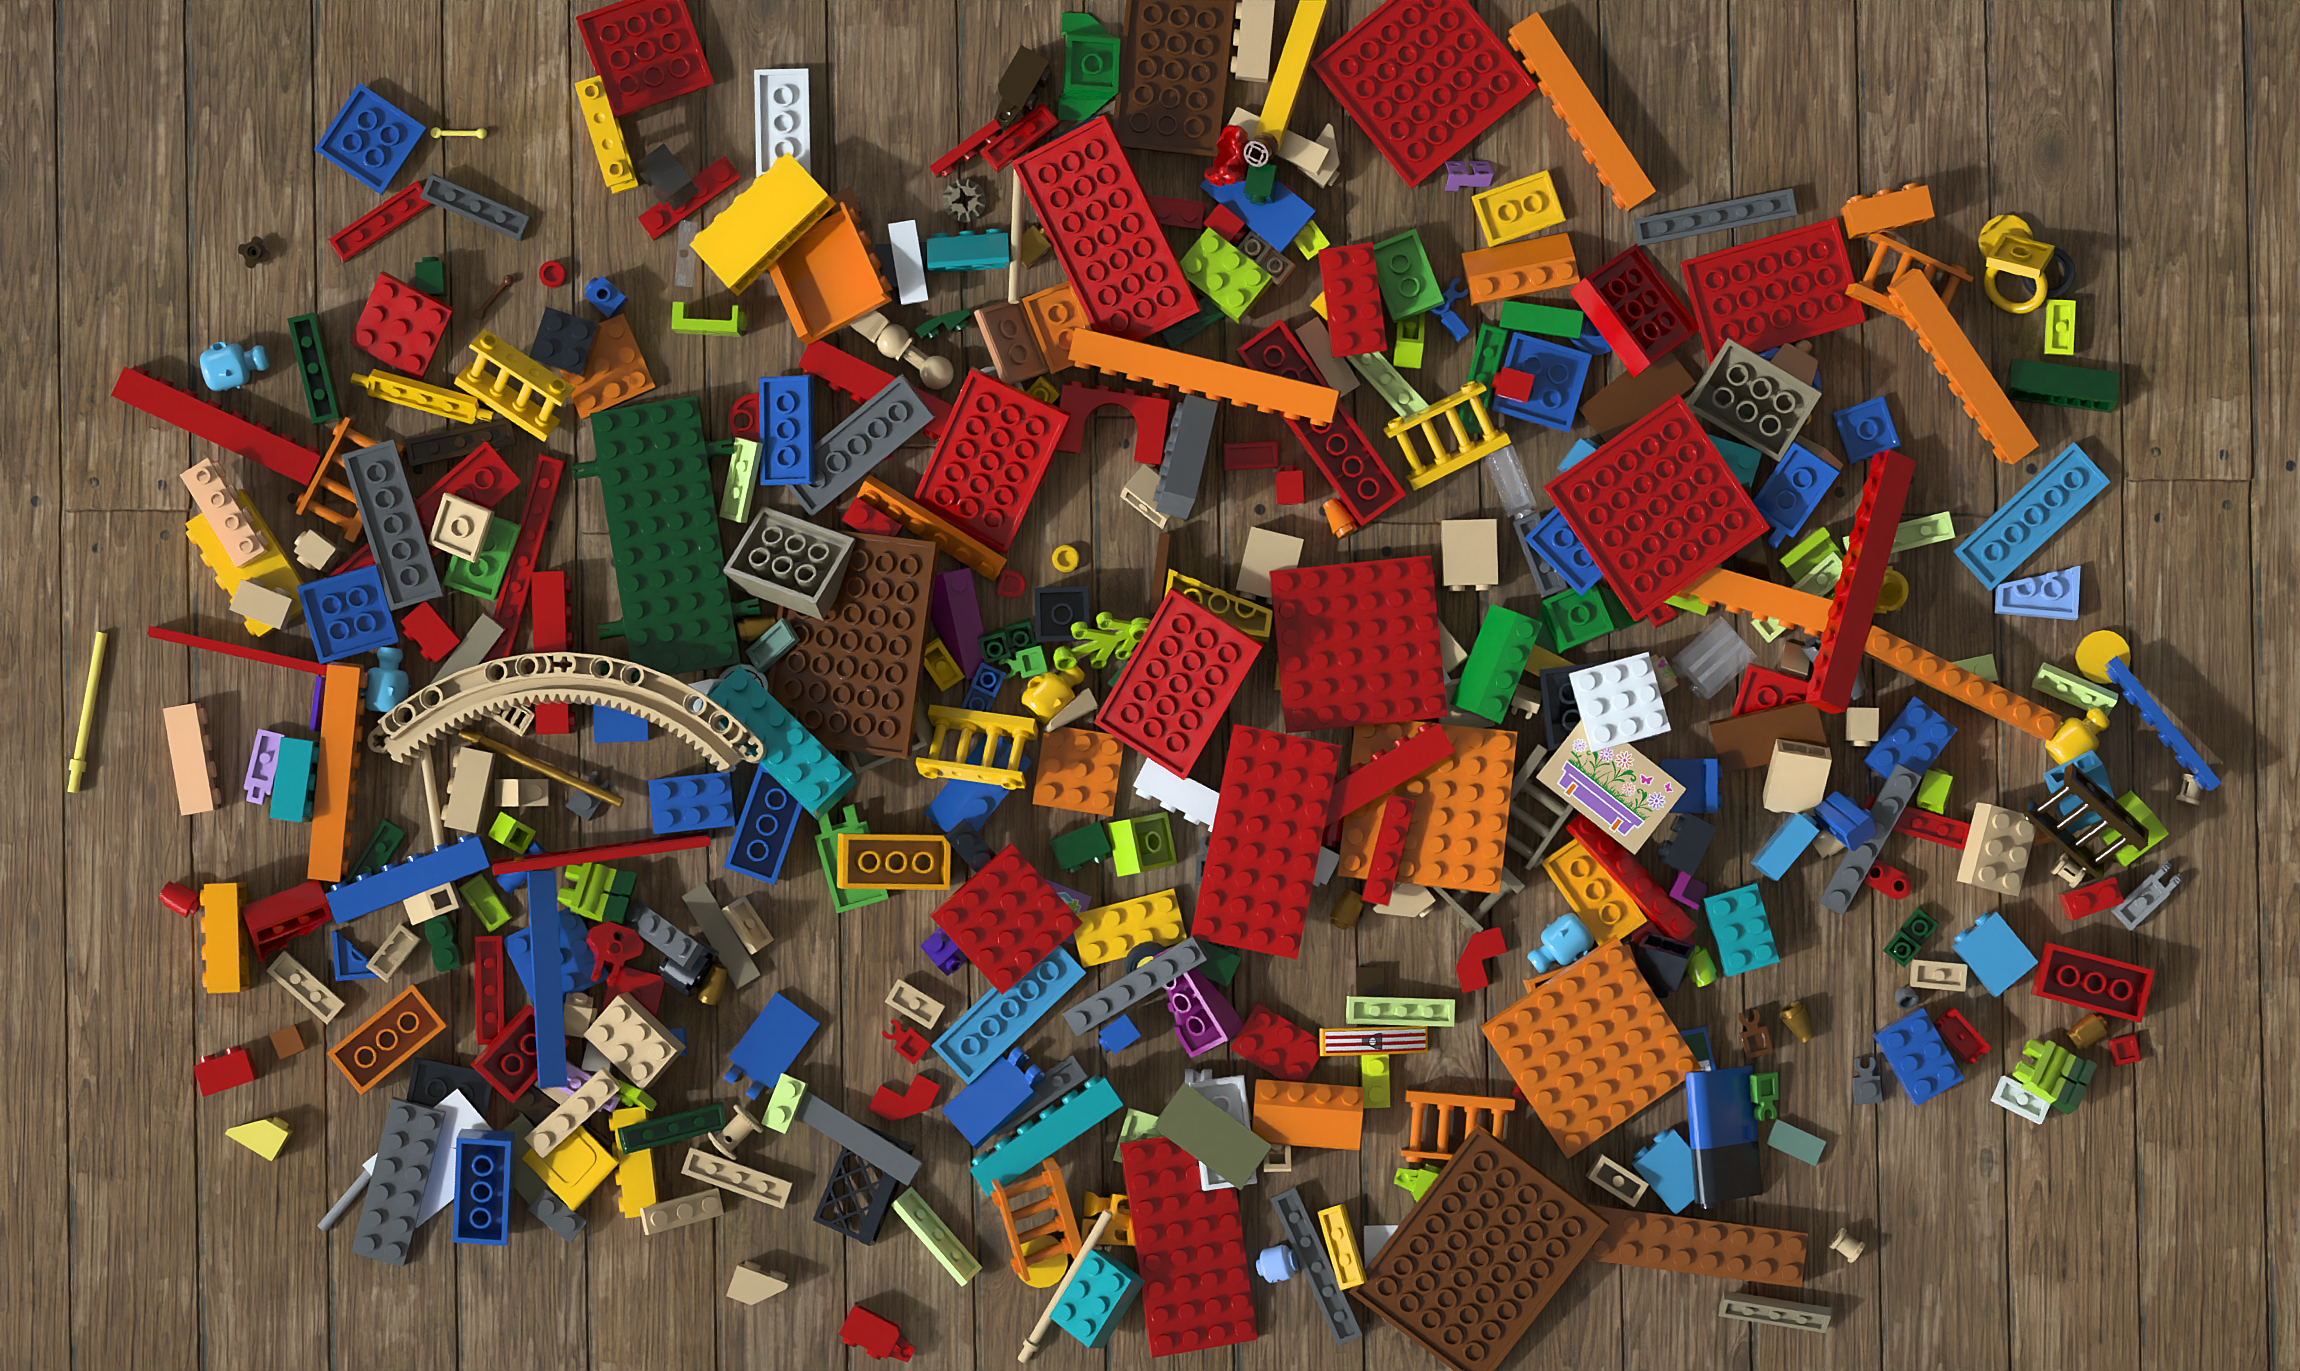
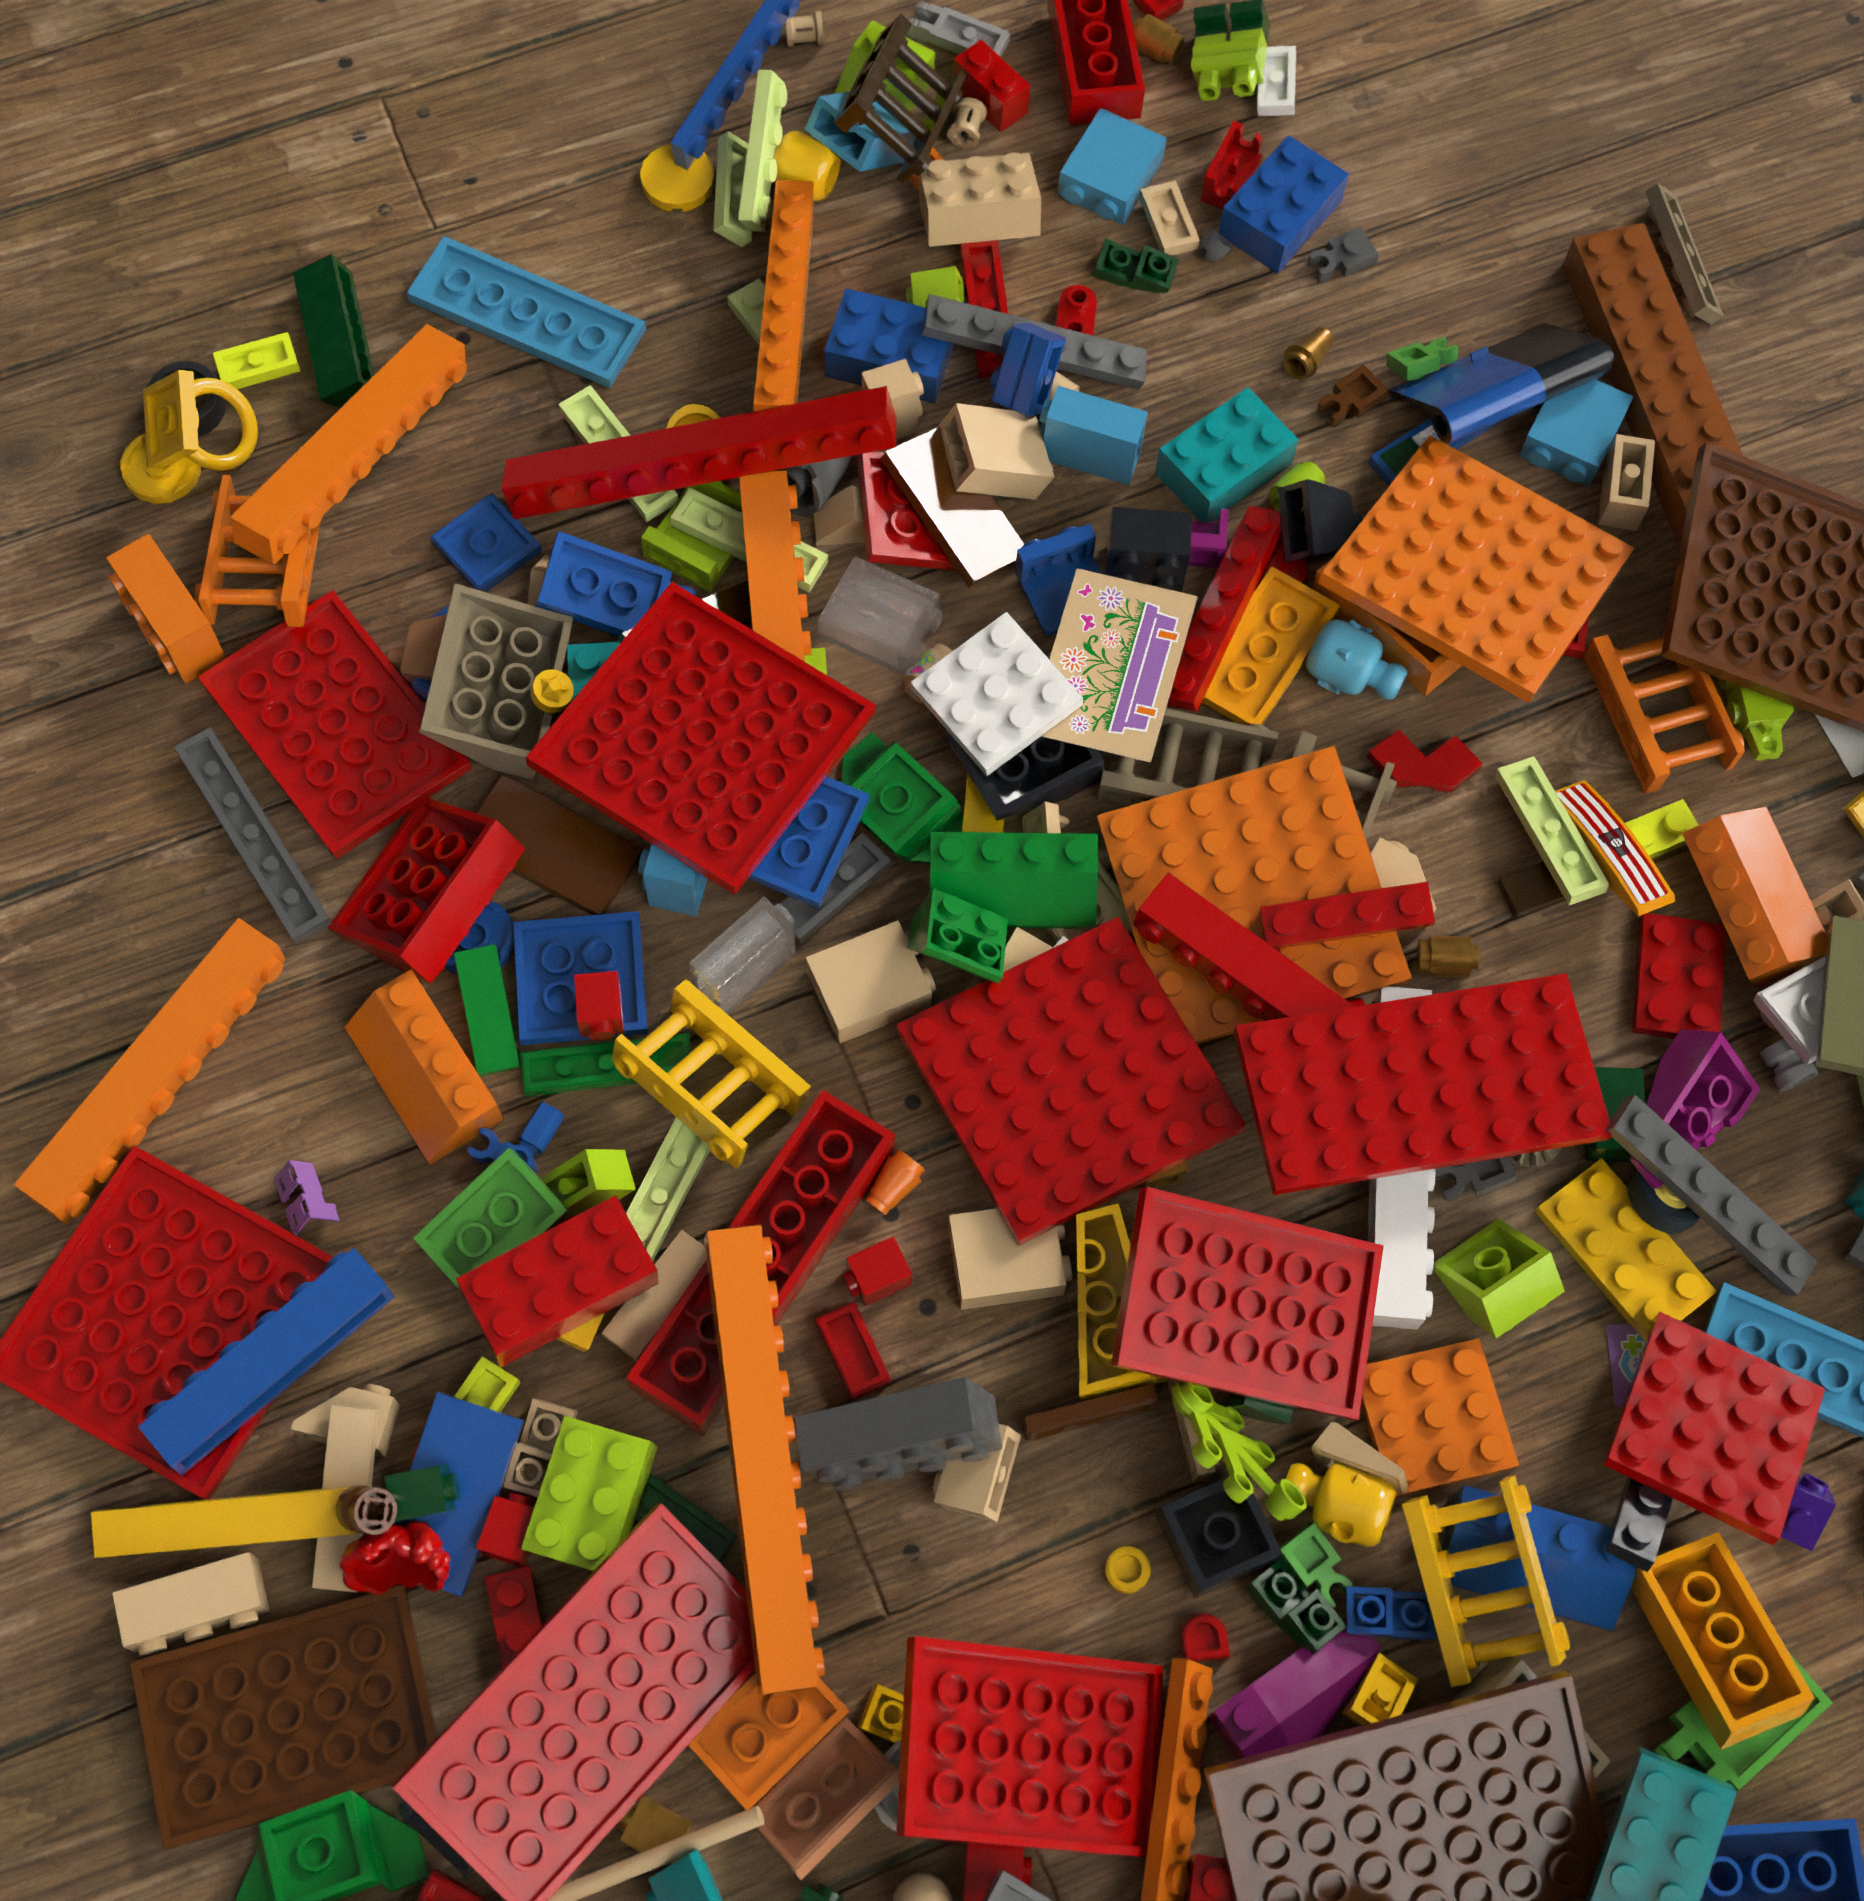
camera: 115 degrees left, 20 degrees down
(1080, 847) = (1547, 1366): dark green brick -> none
(1118, 1034) = (1787, 1197): blue brick -> none
(1148, 413) = (851, 1529): red arch -> none
(1372, 122) = (265, 1361): none -> blue brick
(1468, 613) = (960, 935): none -> green slope
(1518, 208) = (332, 1107): yellow tile -> none
(1729, 429) = (552, 691): none -> yellow tile
(1795, 1142) = (1460, 306): sand green tile -> none
(1847, 1245) = (1558, 197): tan bush -> none
(2041, 596) = (626, 265): light blue wing -> none
(2093, 719) = (763, 139): none -> yellowish green plate

